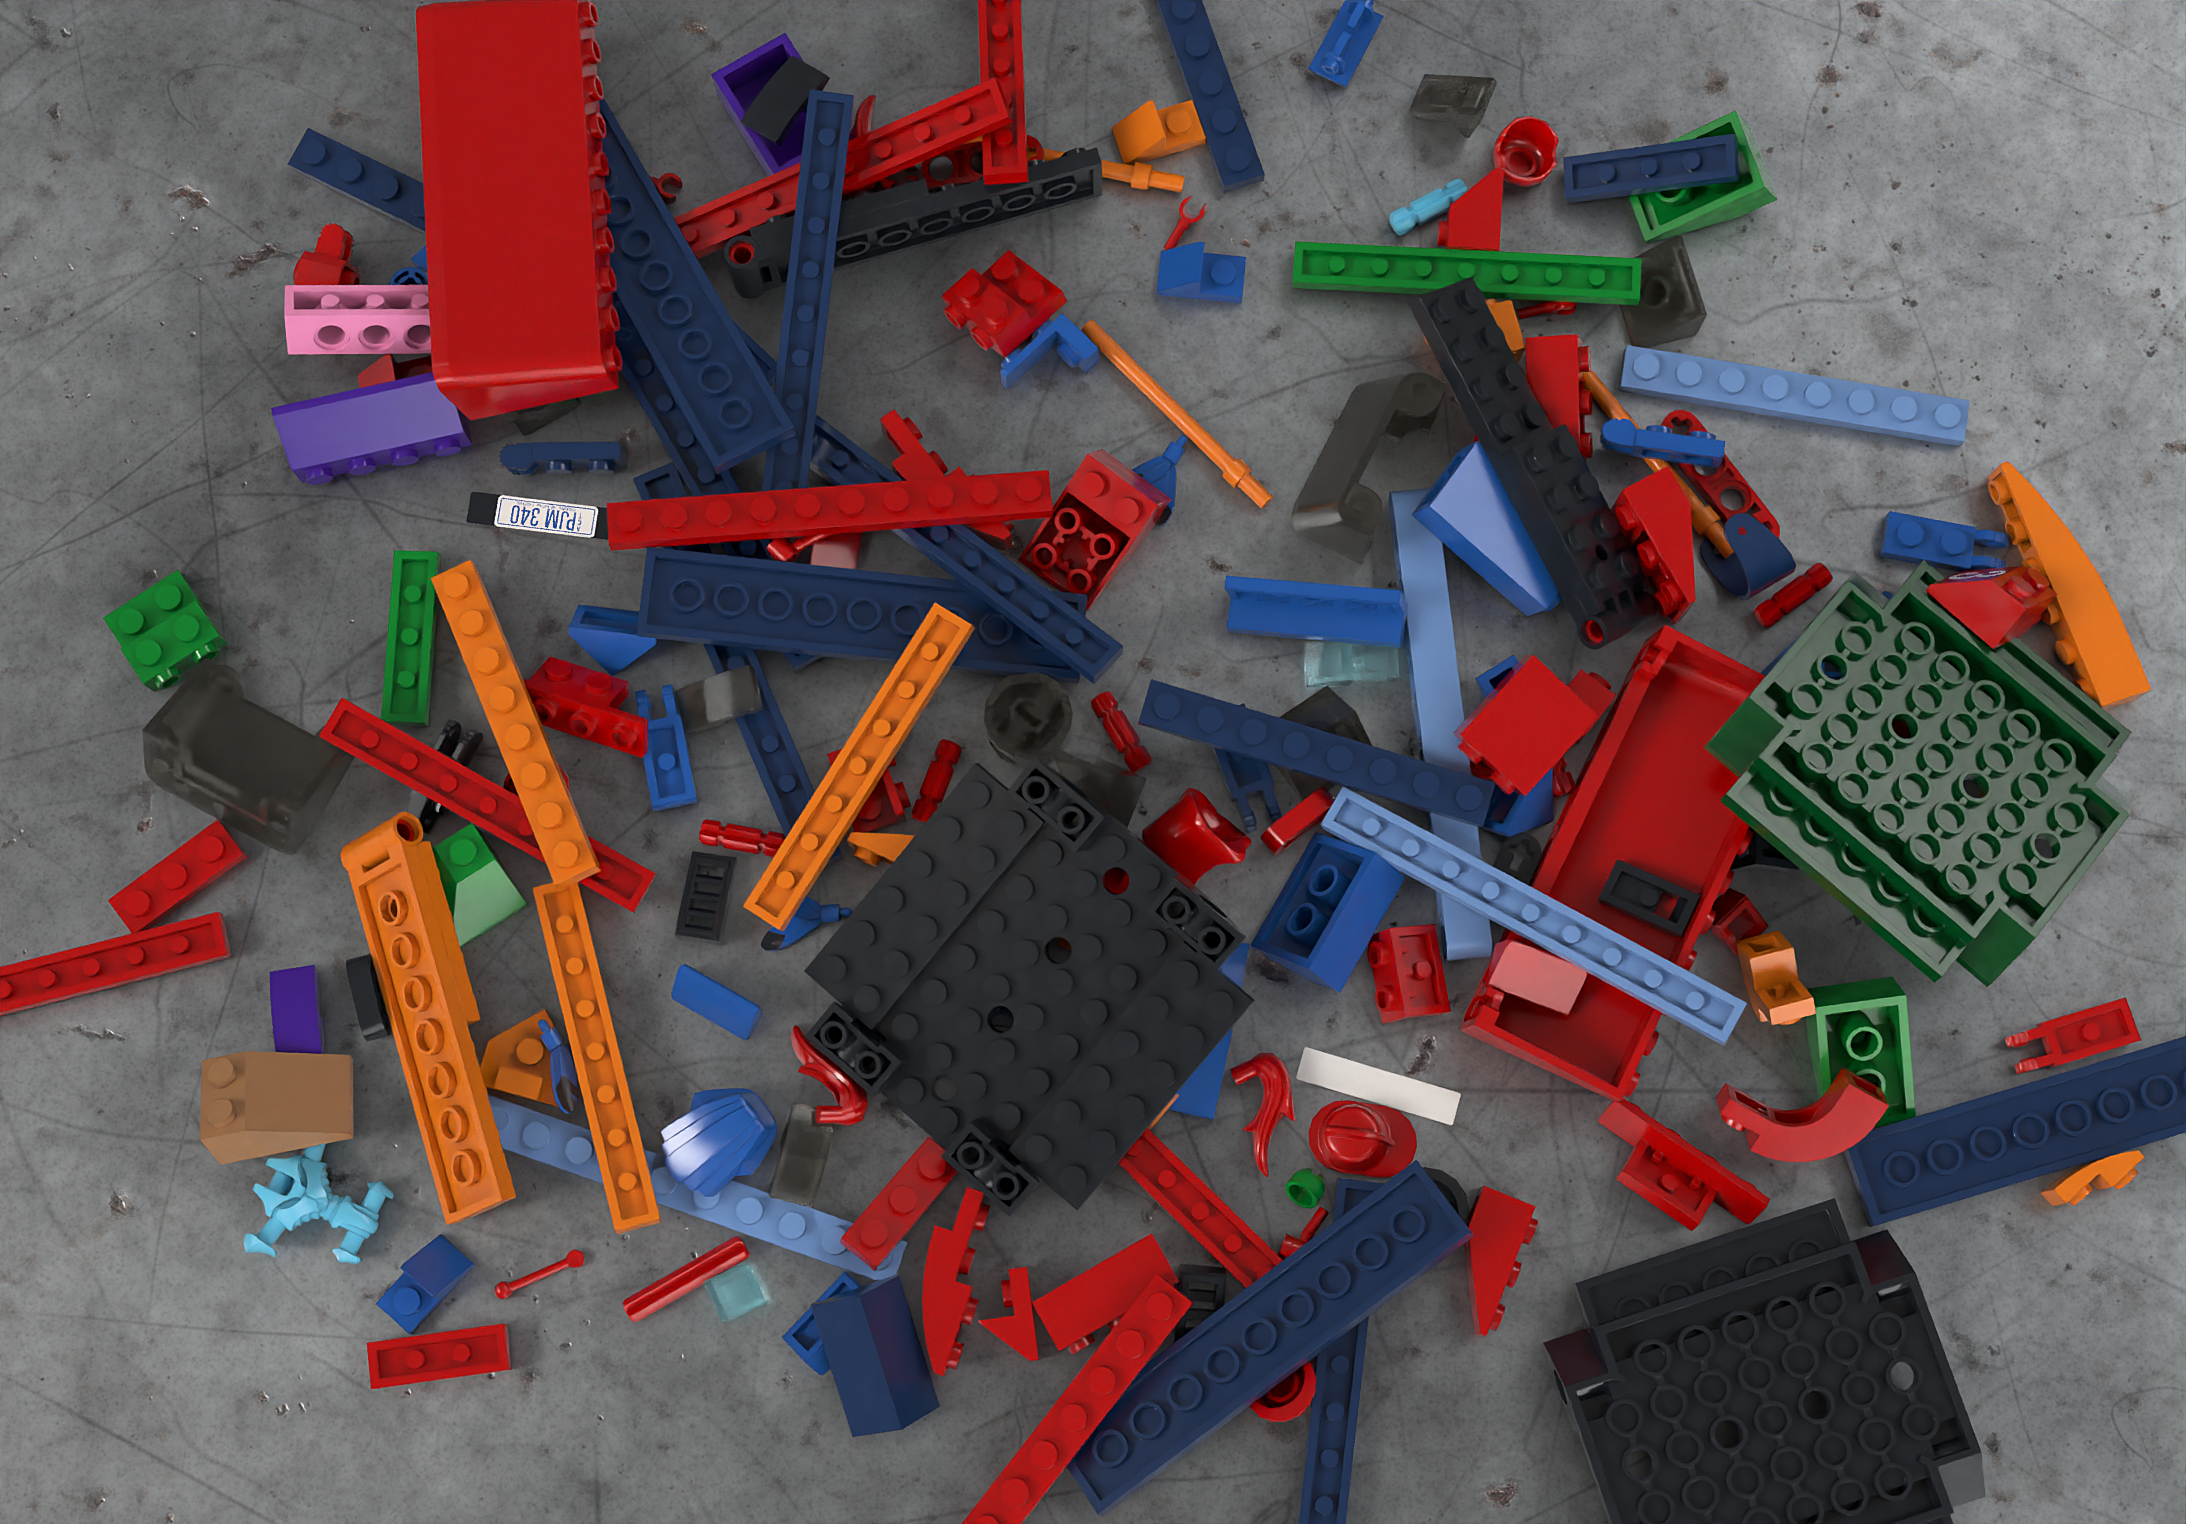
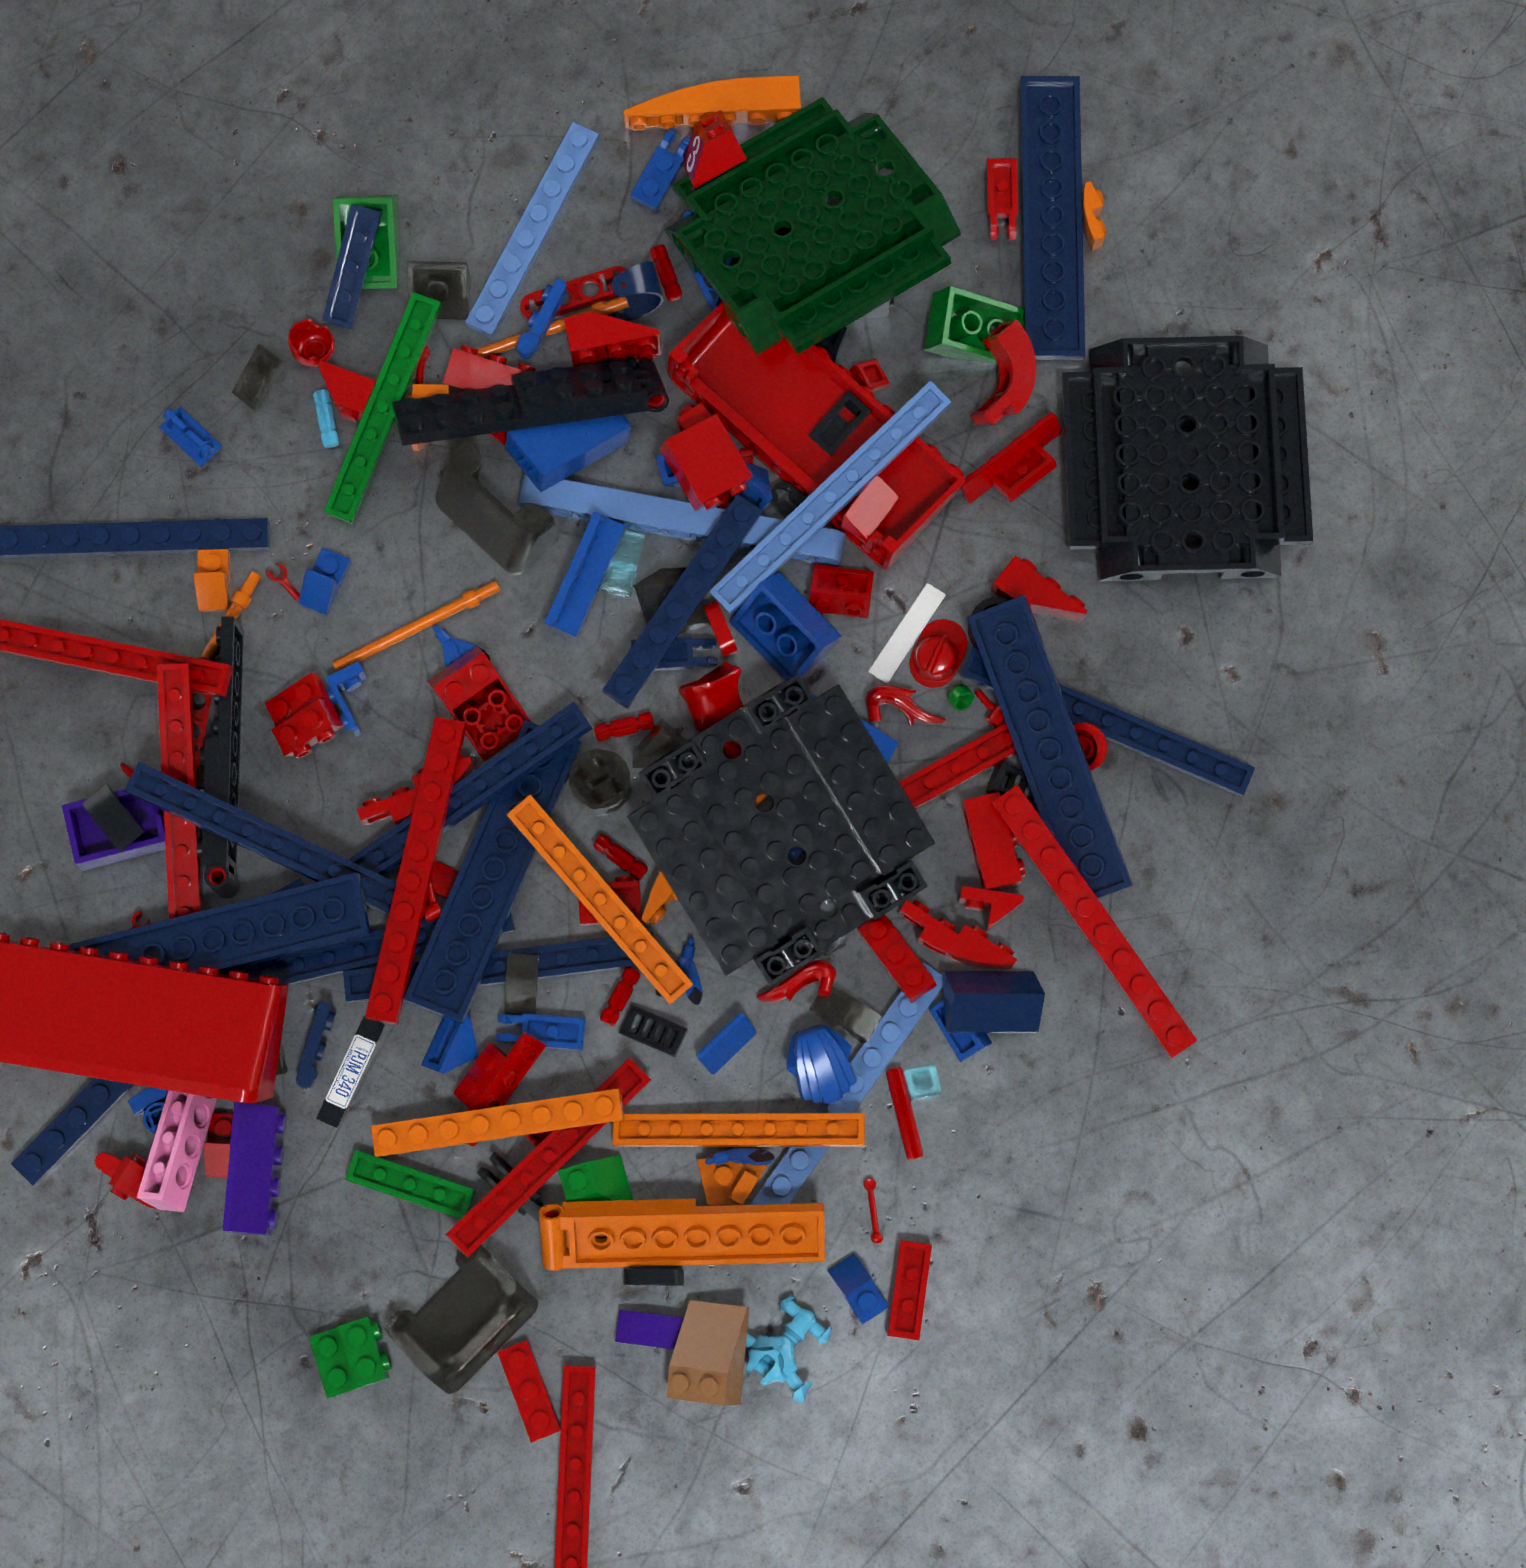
camera: 75 degrees left, 0 degrees up
(1773, 979) = (913, 366): orange brick -> none

